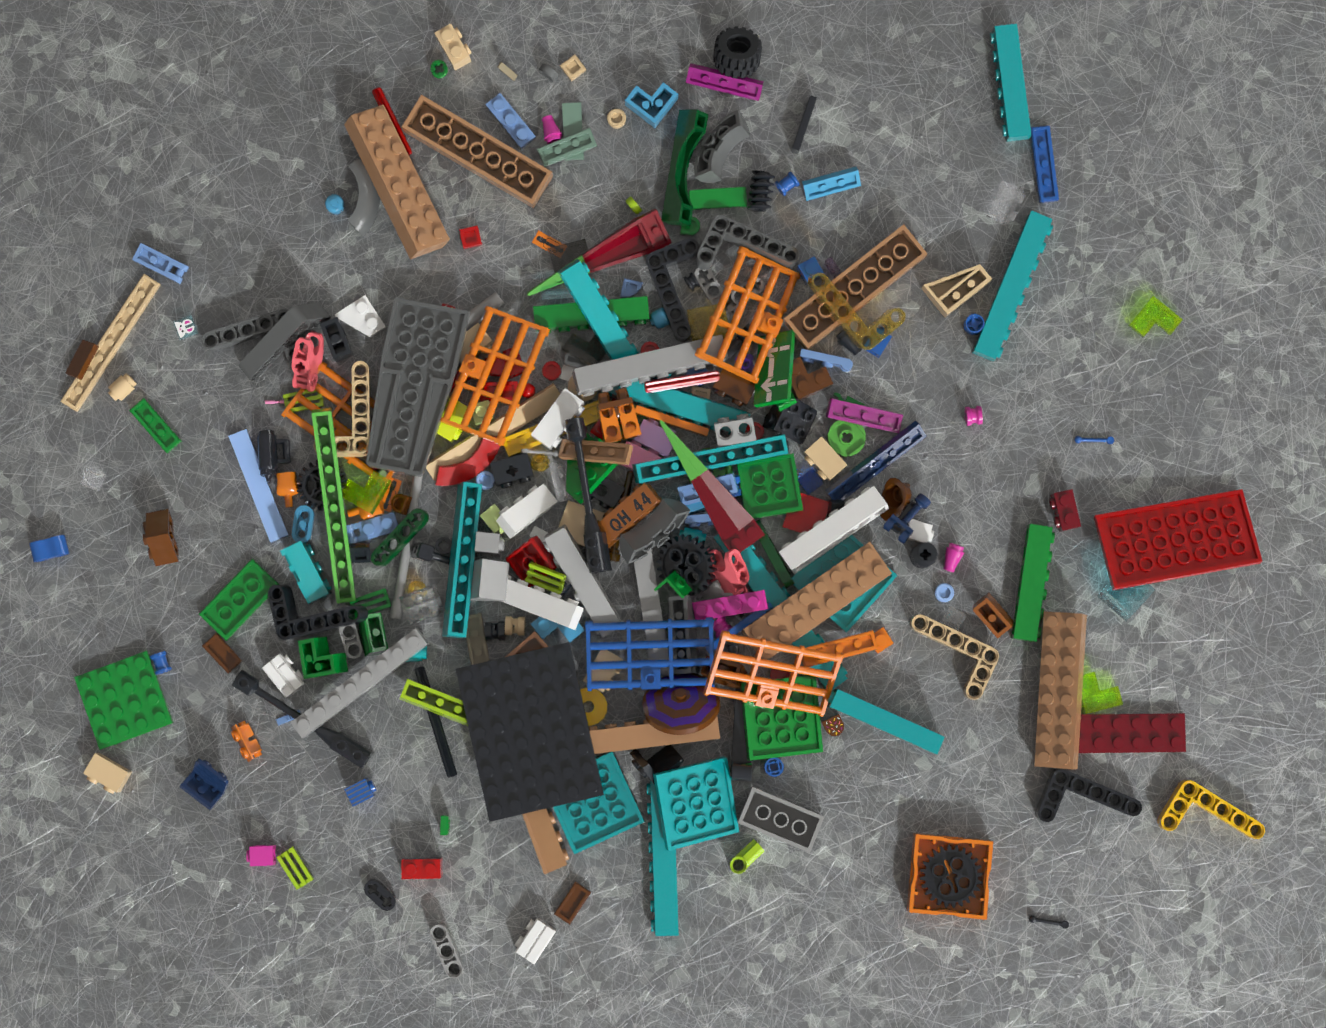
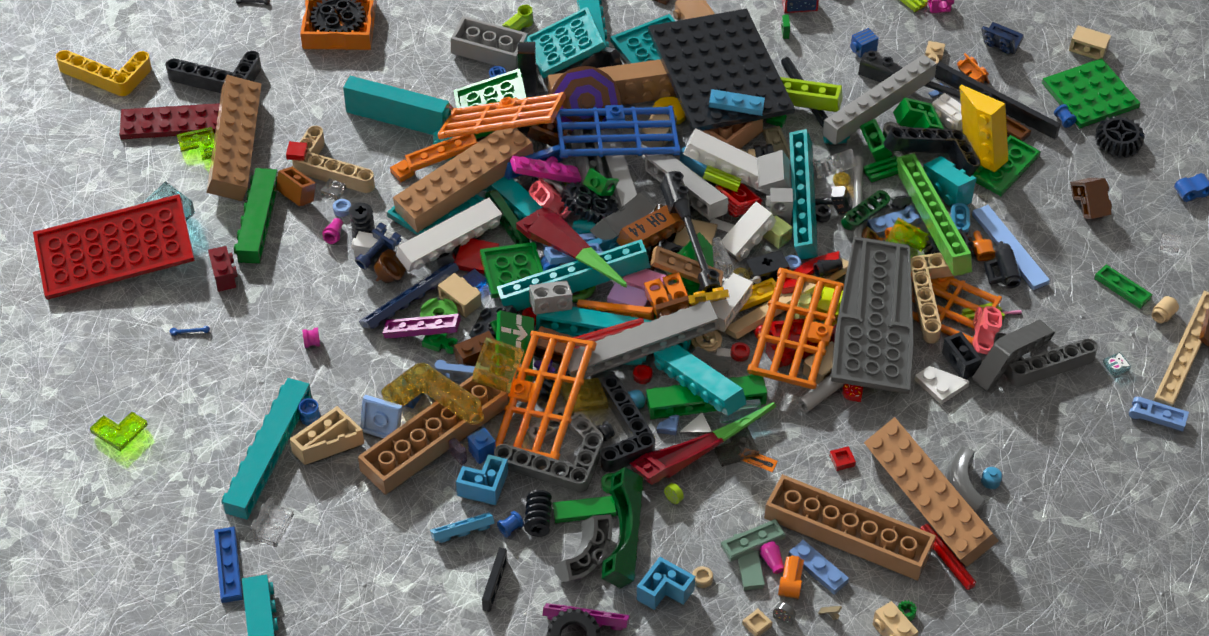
camera: 175 degrees right, 35 degrees down
(93, 623) = (1119, 136): none -> black gear
(230, 691) = (1013, 108): none -> black tile
(255, 608) = (985, 127): none -> yellow slope
(283, 777) = (935, 51): none -> tan plate
(451, 457) = (827, 267): none -> black cone
(518, 670) = (736, 102): none -> dark azure plate
(538, 101) = (791, 581): none -> orange piece
(579, 404) = (717, 295): none -> yellow wing
(606, 284) = (699, 424): none -> white sticker
(792, 335) = (497, 365): none -> clear yellow brick
(809, 222) = (483, 484): none -> dark azure brick
(905, 303) = (379, 416): none -> light blue tile
(993, 659) = (296, 151): none -> red tile

